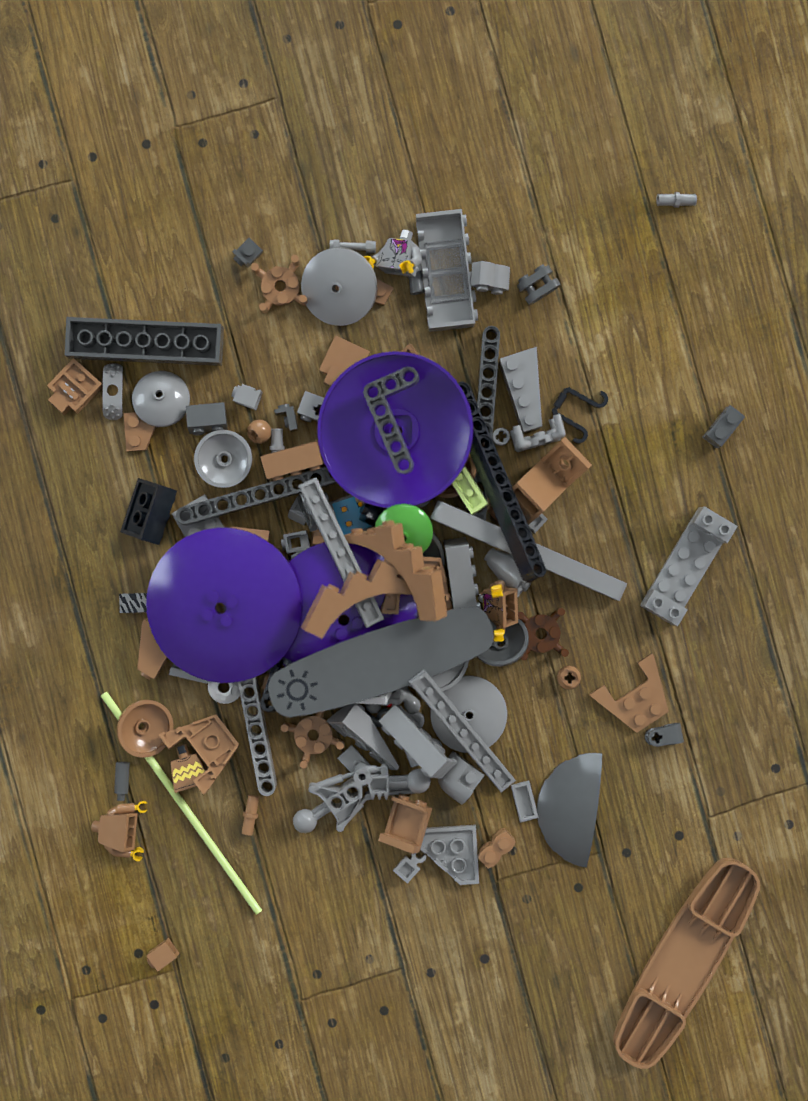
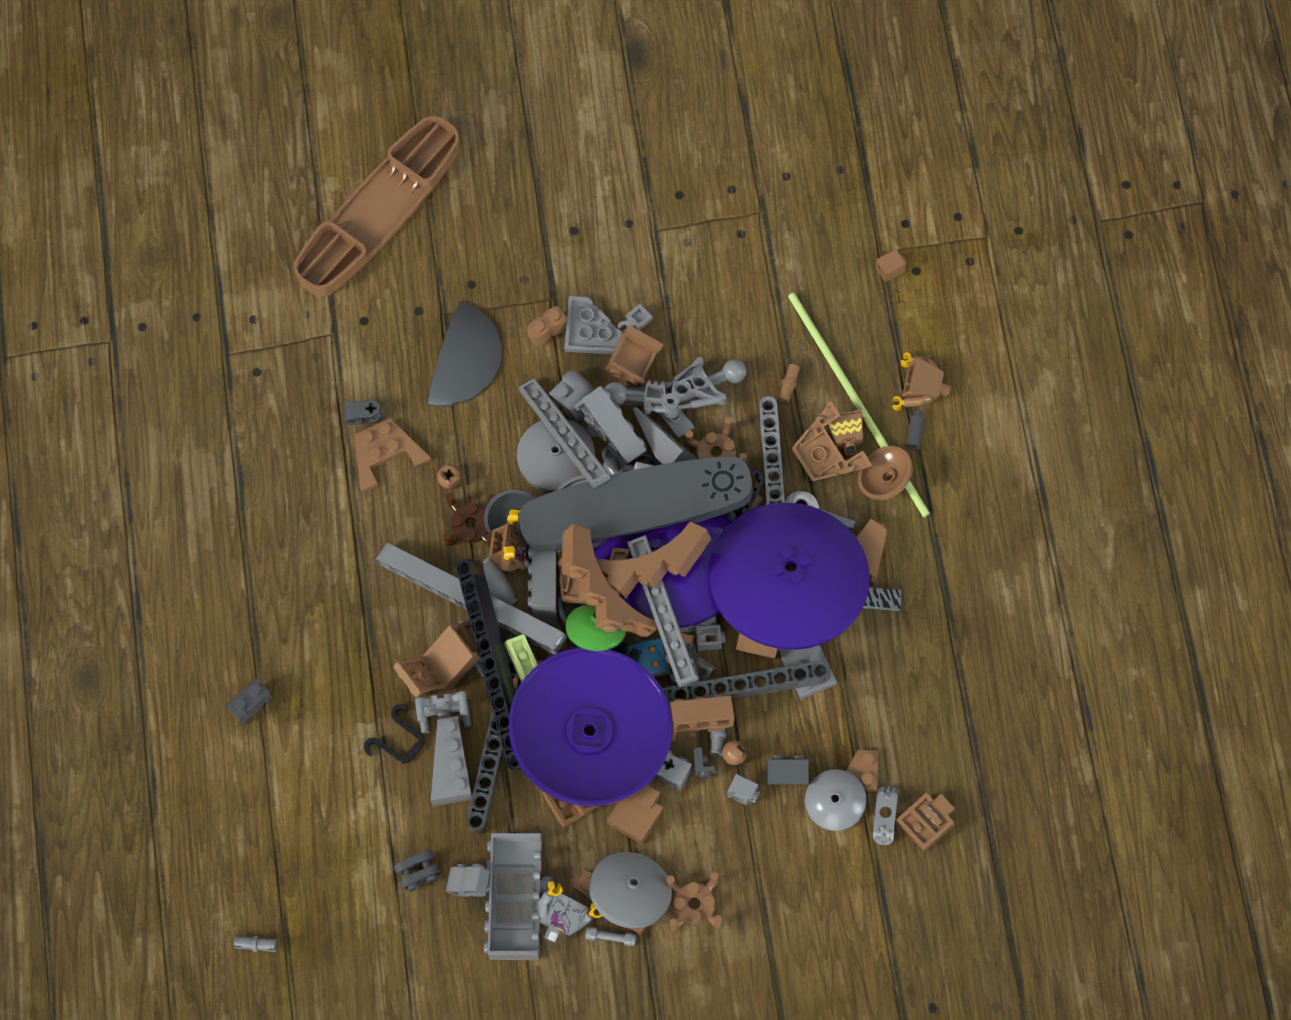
camera: 165 degrees left, 20 degrees down
(144, 341) = (845, 857): dark grey brick -> none
(148, 511) = (860, 686): black slope -> none
(209, 458) = (775, 715): light grey dish -> none
(247, 253) = (726, 942): dark grey bracket -> none
(388, 417) = (594, 733): dark grey beam -> none
(505, 440) = (477, 717): light grey bush -> none
(524, 801) = (512, 367): light grey tile -> none
(687, 565) = (312, 569): light grey plate -> none

